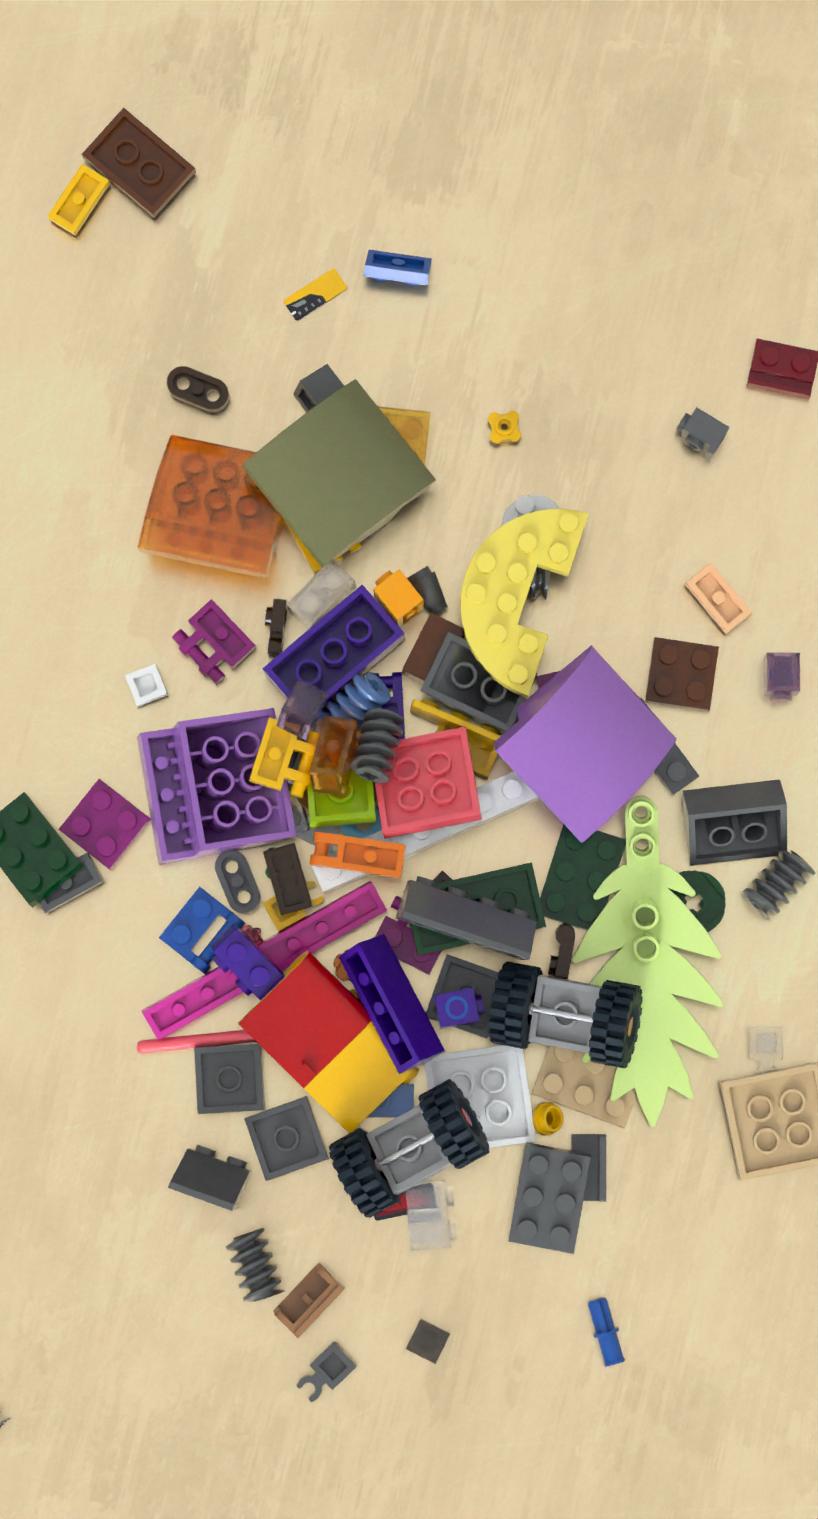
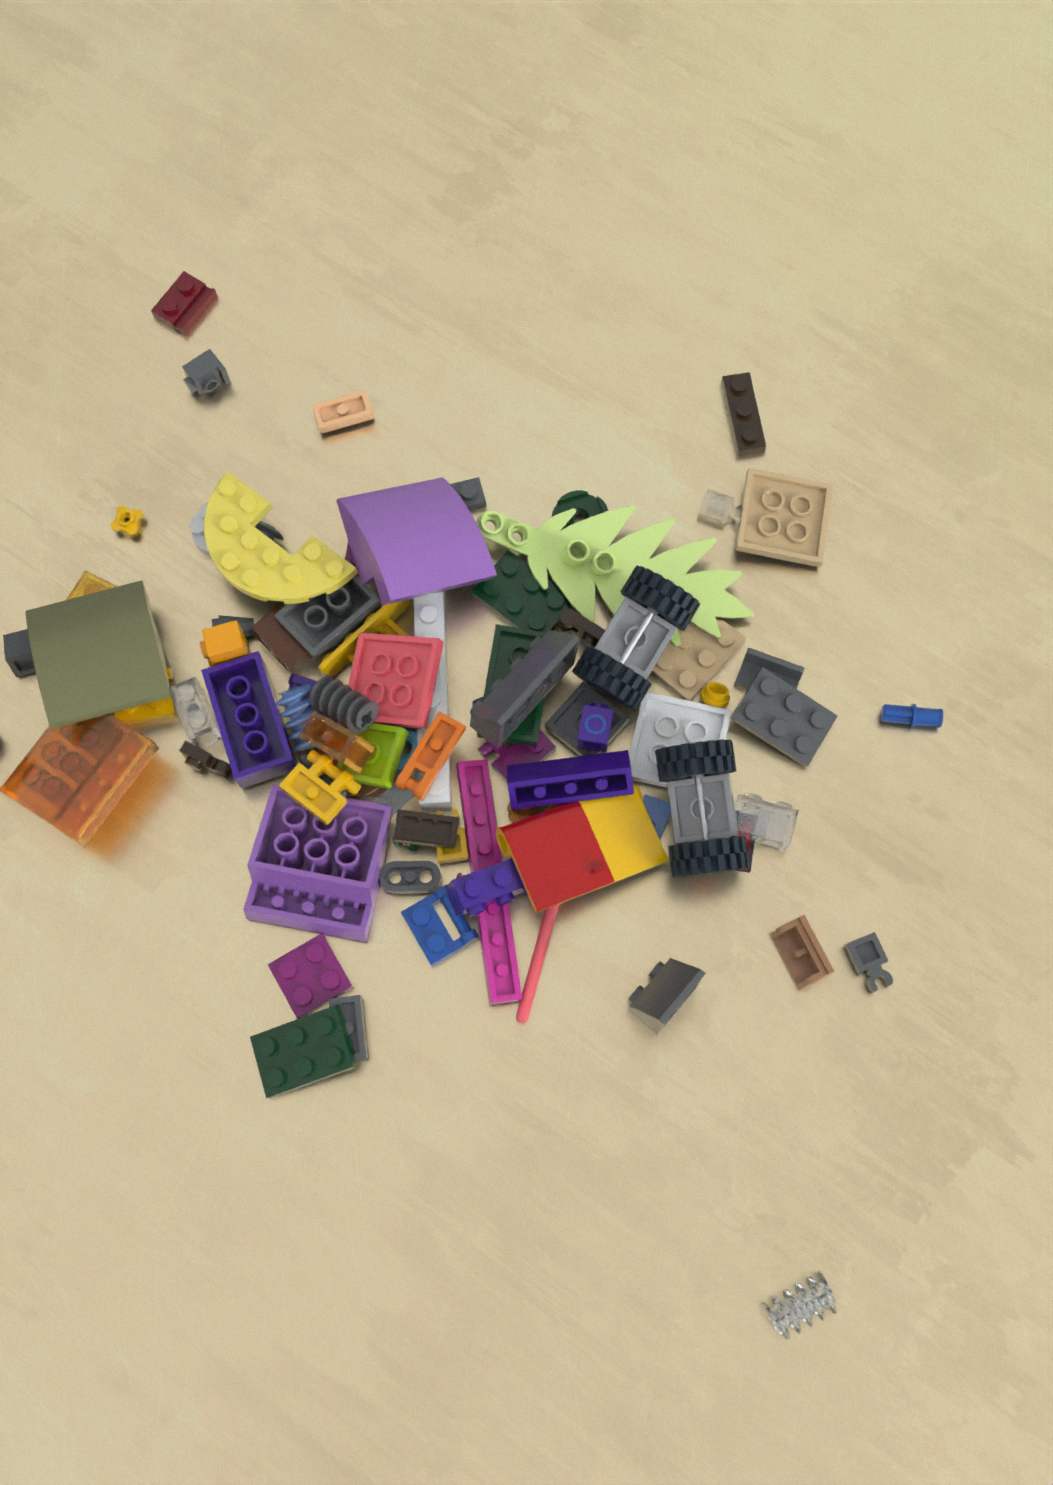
camera: 70 degrees left, 10 degrees down
(146, 685) = (204, 891): white plate -> none
(221, 634) = (191, 810): magenta plate -> none
(229, 1078) = (580, 949): dark grey plate -> none
(254, 1266) = (755, 987): dark grey piece -> none
(286, 1138) = (651, 919): dark grey plate -> none
(302, 709) = (284, 753): clear purple brick -> none
(428, 1340) = (870, 865): clear smoke plate -> none
(681, 674) = (390, 460): reddish brown plate -> none
(735, 822) = (528, 462): dark grey slope -> none
(777, 882) = (590, 448): dark grey piece -> none
(781, 675) = (425, 387): clear purple brick -> none

